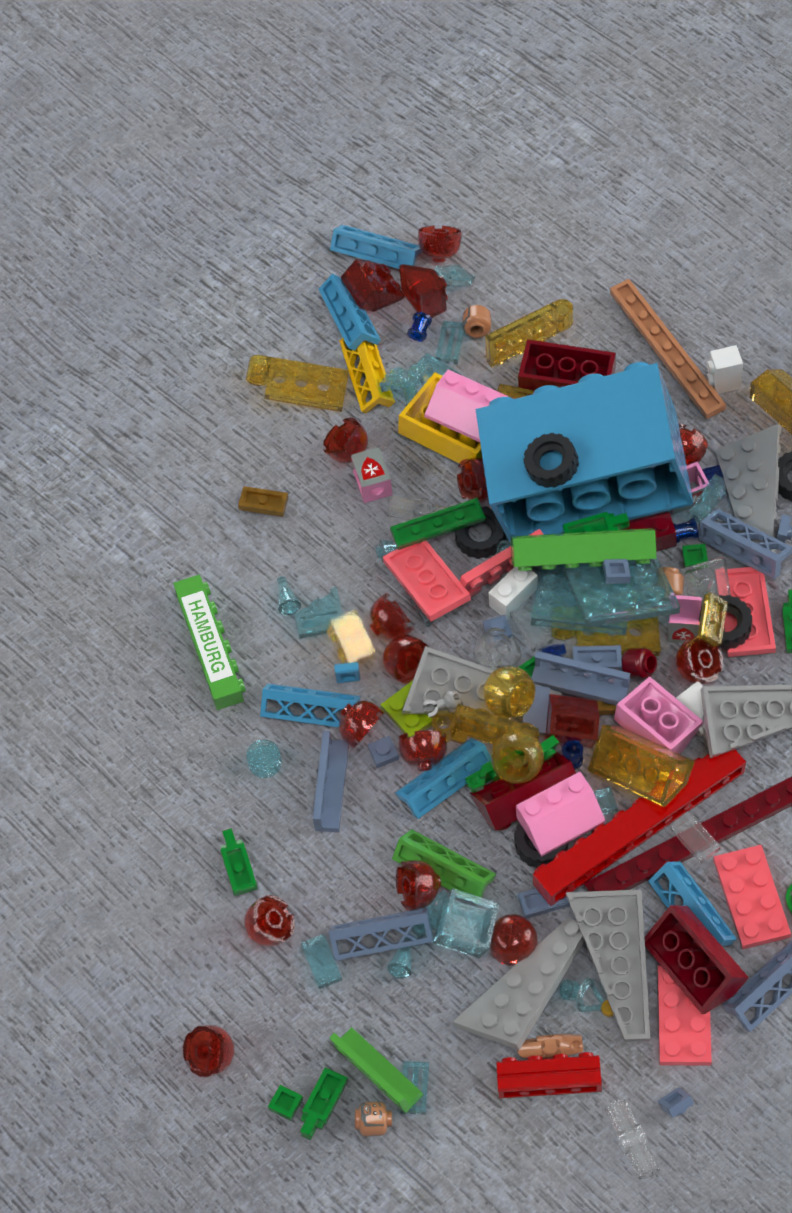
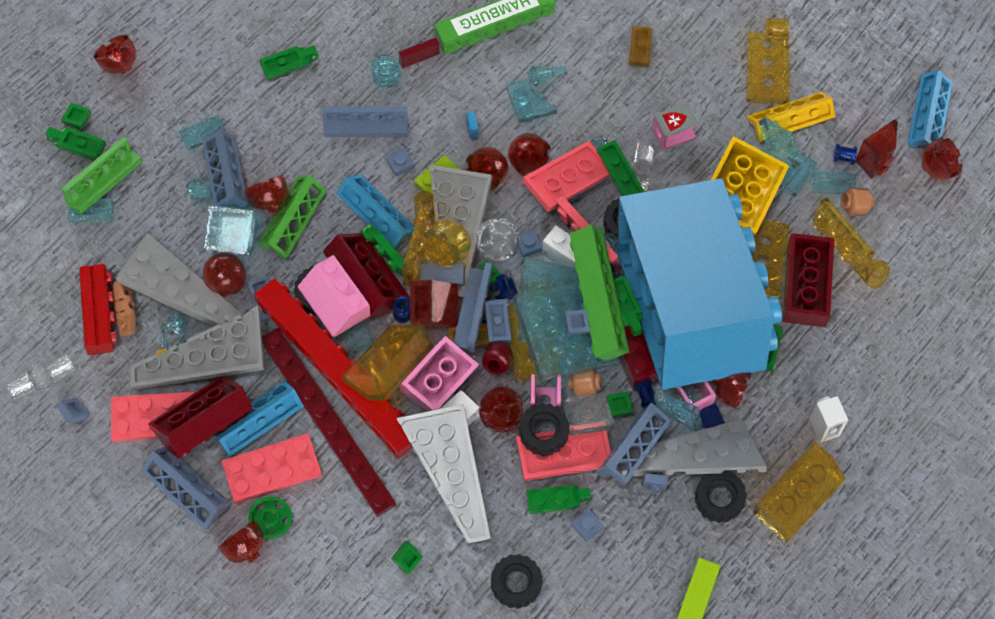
camera: 75 degrees right, 5 degrees up
(244, 720) = (418, 53): none -> dark red tile
(269, 921) = (232, 94): clear red cylinder -> none
(304, 697) = (445, 101): dark azure fence -> none
(346, 440) = (706, 102): clear red cylinder -> none
(350, 319) = (851, 87): dark azure fence -> none
(350, 637) = (503, 123): clear yellow brick -> none
(358, 721) = (418, 133): clear red cylinder -> none
(371, 285) = (884, 106): clear red slope -> none
(372, 1119) = (58, 176): nougat head -> none
(423, 748) = (397, 188): clear red cylinder -> none
(447, 701) = (440, 200): light grey arm -> none
(454, 275) = (904, 175): clear light blue plate -> none
(455, 403) = (752, 180): bright pink slope -> none
(511, 768) = (381, 253): clear yellow wheel -> none
(545, 444) = (660, 221): black tyre -> none
(549, 747) = (400, 283): green plate -> none
(668, 349) = (853, 369): nougat plate -> none
(694, 837) = (321, 413): clear tile -> none
(712, 619) = (536, 410): clear yellow plate -> none

